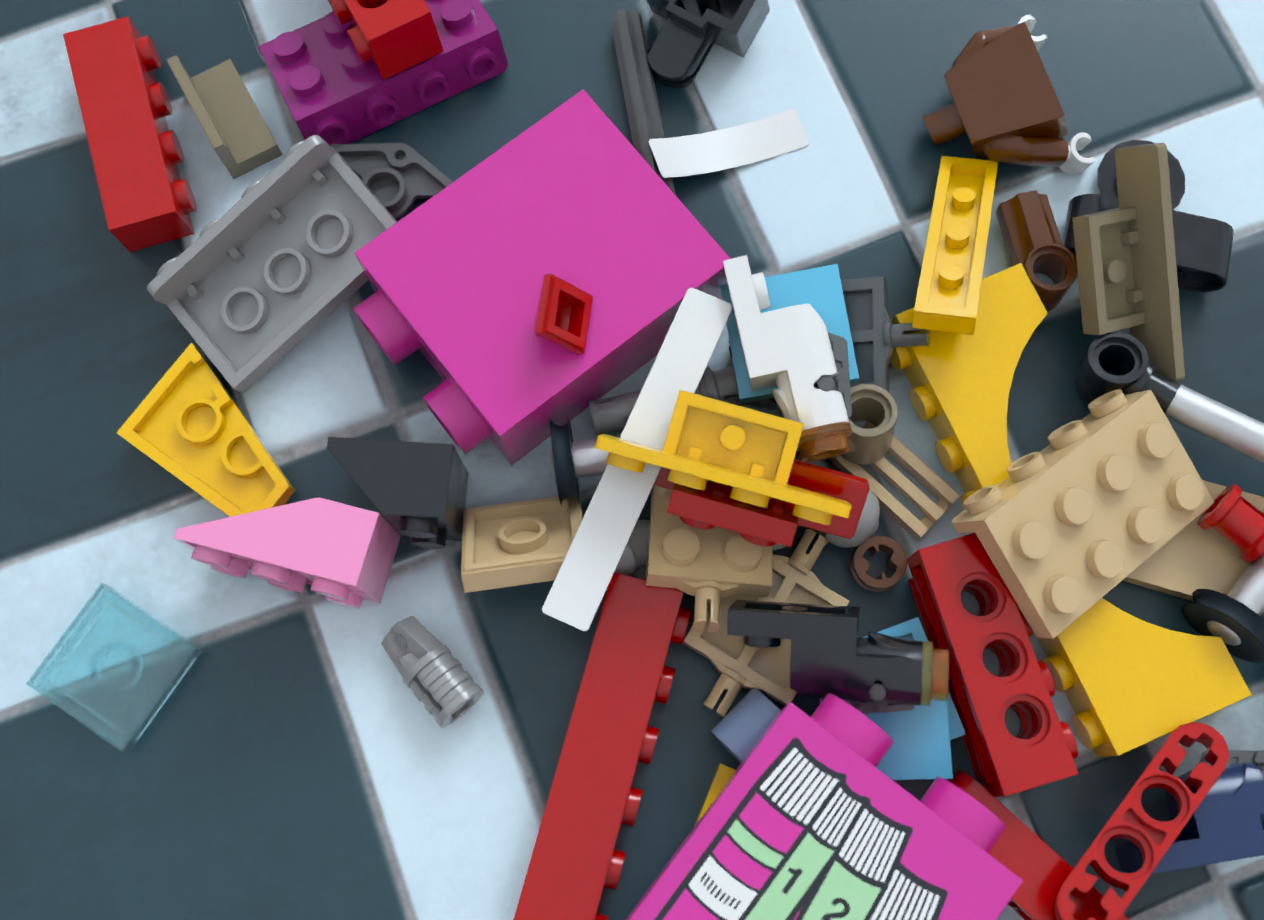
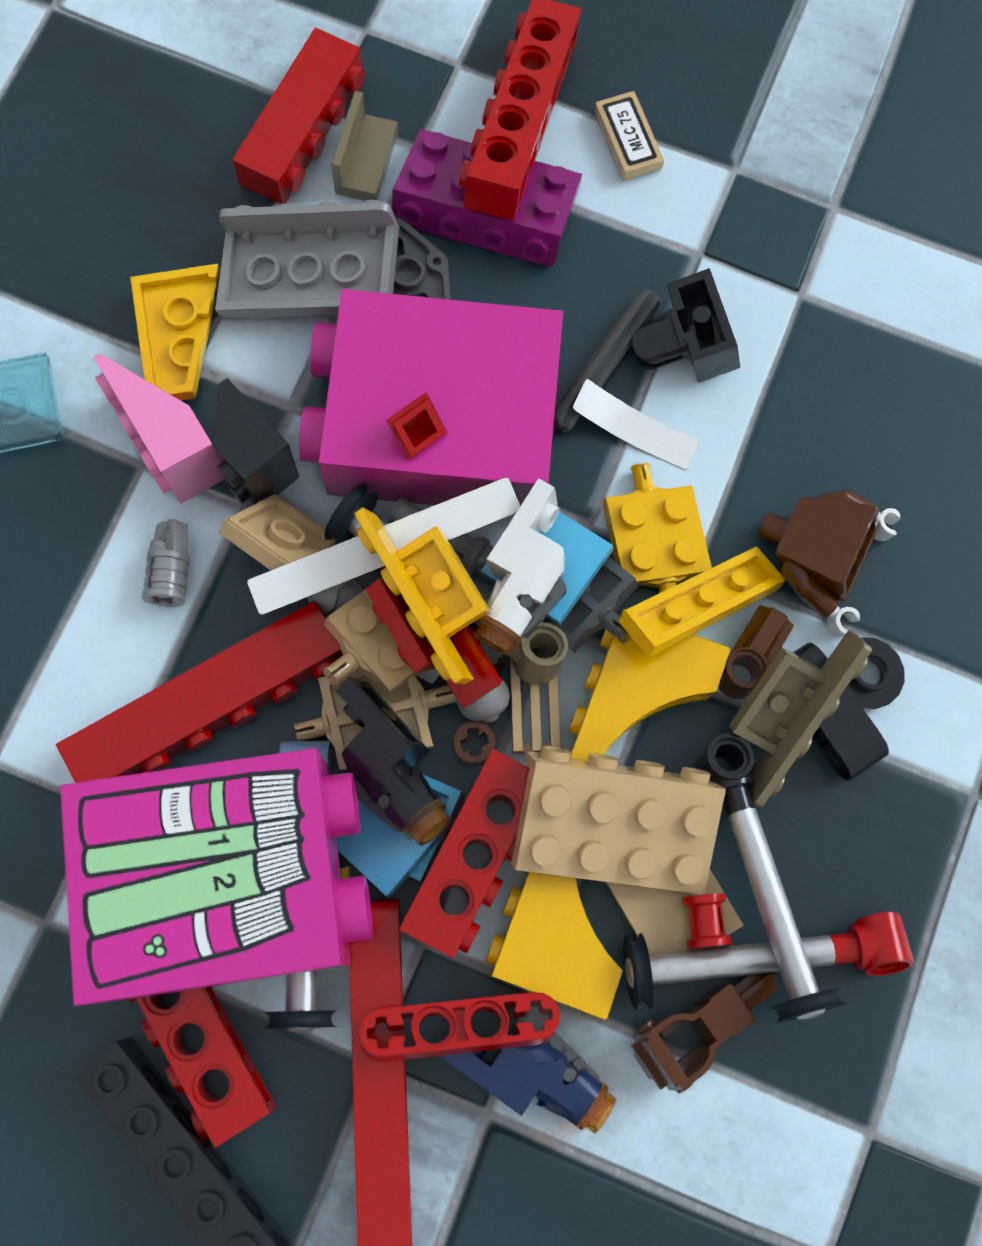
camera: 35 degrees right, 0 degrees up
(847, 222) = (656, 532): none -> yellow plate

